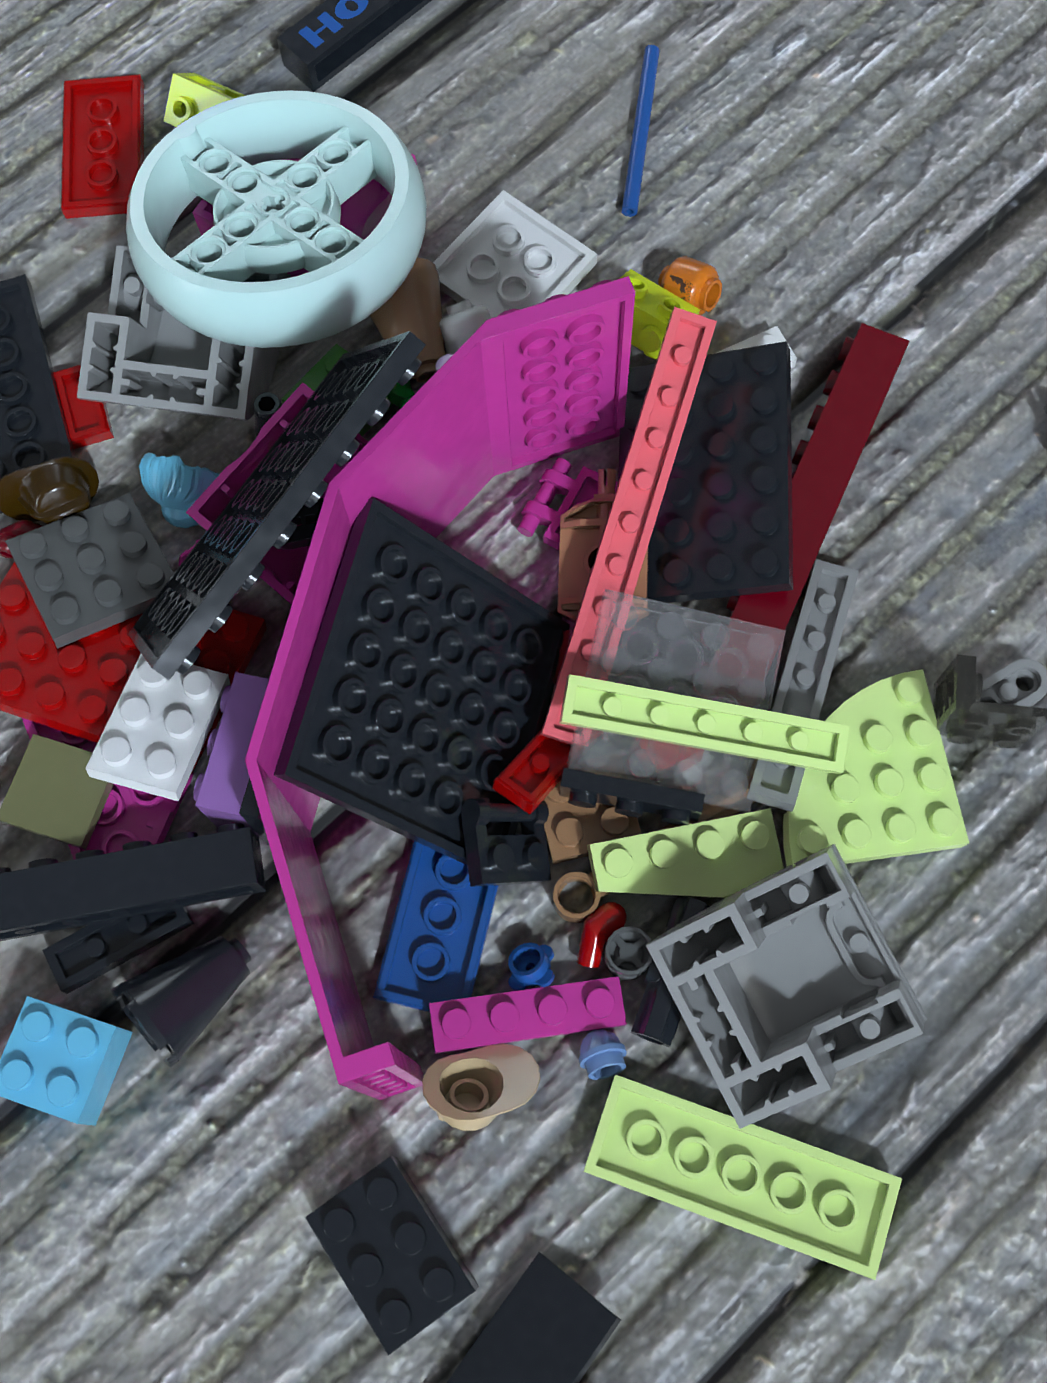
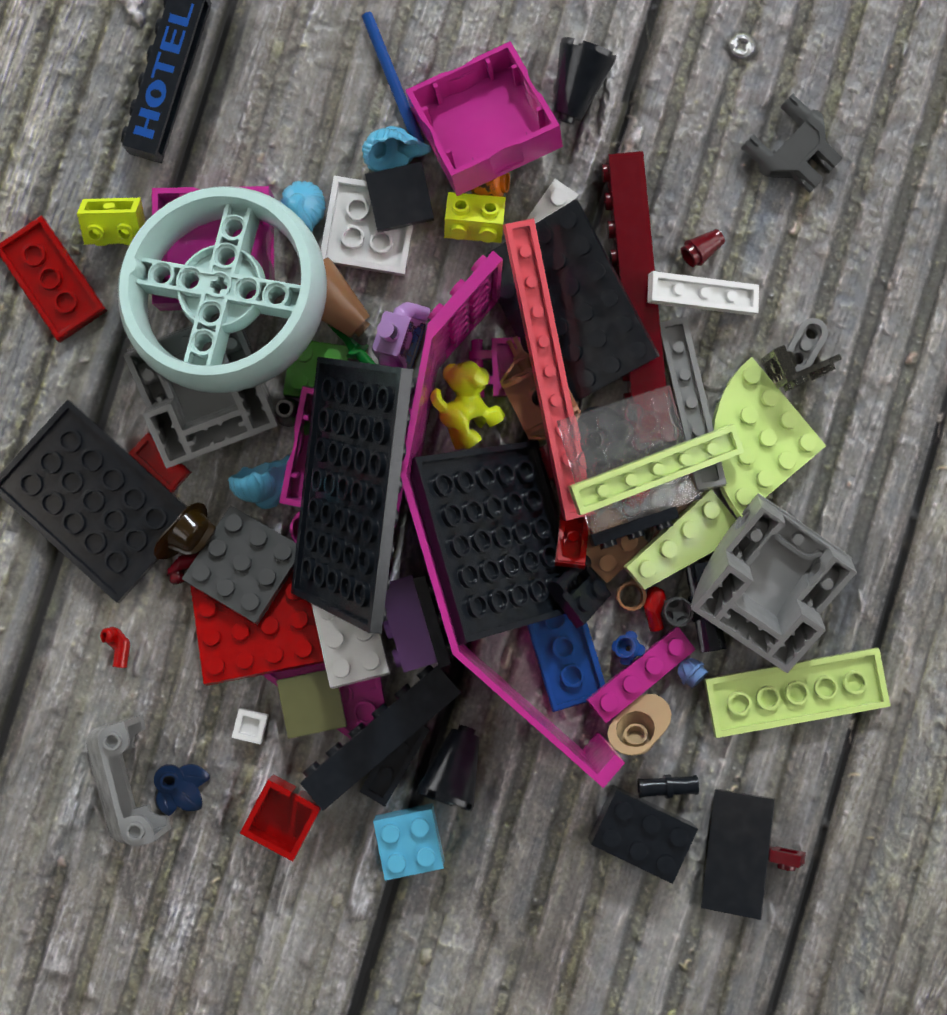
camera: 30 degrees left, 15 degrees up
(449, 209) = (306, 201): none -> medium azure hair
(461, 324) = (372, 288): white head -> none
(472, 1204) = (668, 786): none -> black pin
(516, 493) = (467, 382): none -> neon yellow animal
(566, 247) = (399, 197): none -> black tile
(589, 194) = (391, 148): none -> medium azure hair
(726, 208) = (484, 118): none -> dark pink tile
(878, 220) = (579, 77): none -> black cone
(897, 549) = (703, 293): none -> white plate
(926, 499) = (701, 248): none -> dark red cone

